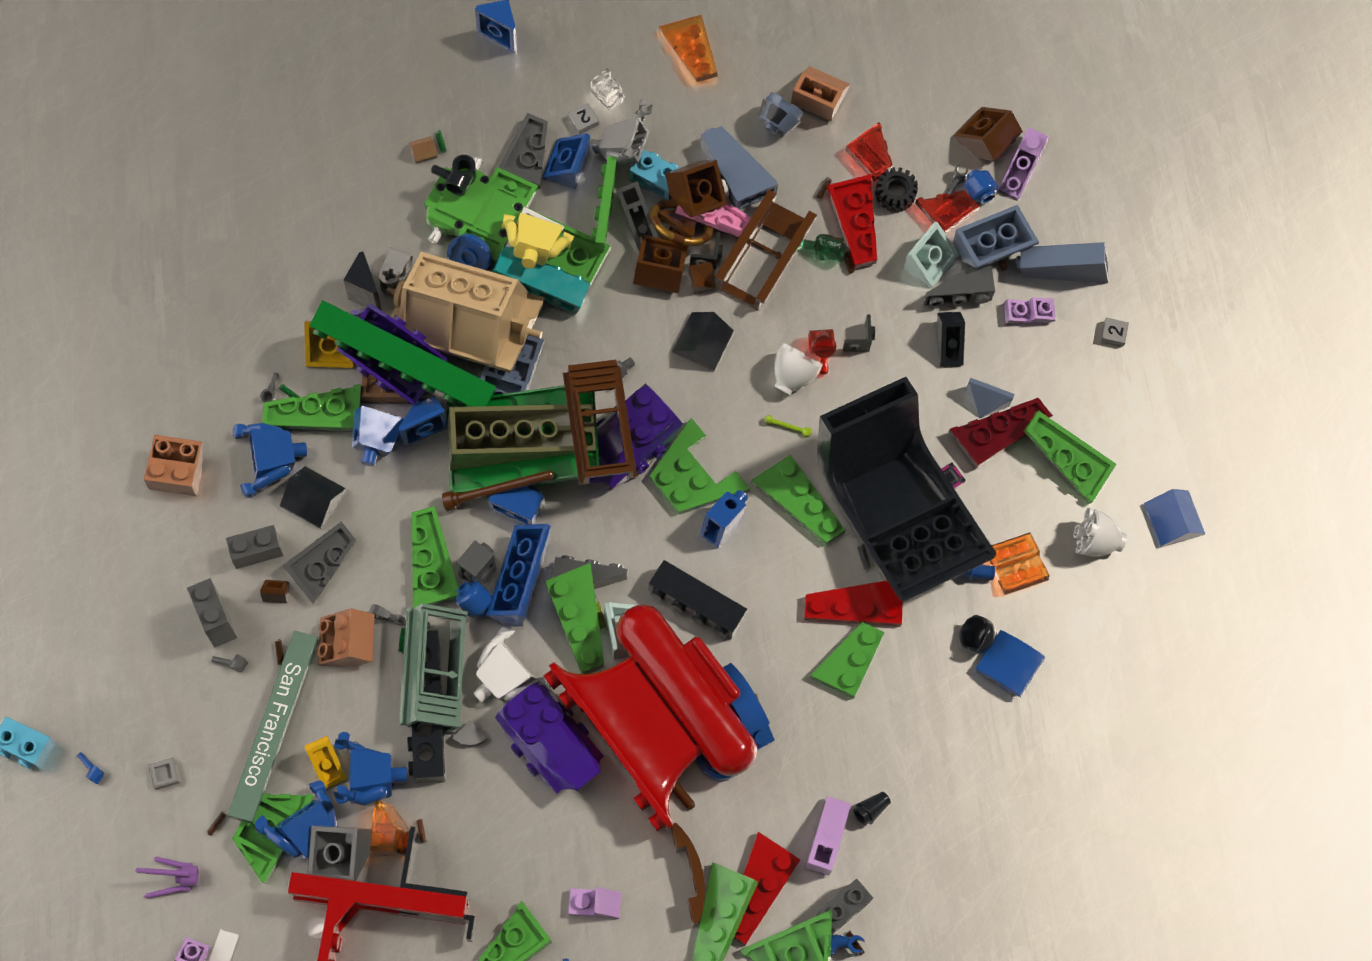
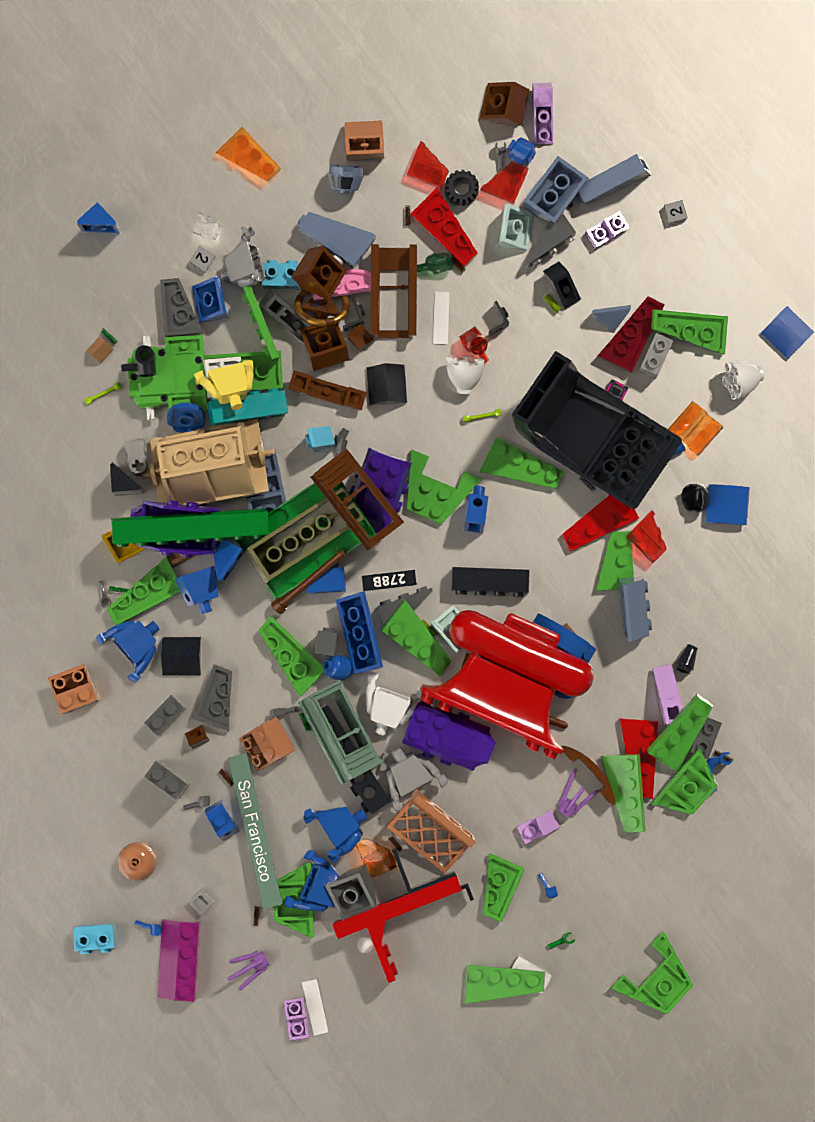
camera: 25 degrees left, 15 degrees up
(100, 823) = (179, 960): none -> magenta slope
(124, 687) = (146, 857): none -> nougat cylinder
(243, 691) = (221, 820): none -> blue torso
(325, 762) = (305, 836): yellow slope -> none
(380, 191) = (88, 400): none -> lime hinge
(483, 758) = (409, 773): none -> light grey torso
(490, 830) = (441, 818): none -> nougat fence
(586, 541) = (389, 580): none -> black sticker
(597, 347) = (320, 438): none -> medium azure slope
(633, 311) = (327, 391): none -> reddish brown slope
(642, 897) = (568, 806): none -> medium lavender plant
(800, 306) = (441, 317): none -> white sticker
(817, 884) = (678, 737): none -> bright green wing
(844, 714) = (635, 608): none -> sand blue slope
(900, 650) = (648, 538): none -> clear red wing
(929, 352) = (553, 304): none -> lime piece
(1014, 462) = (656, 355): none -> light grey brick

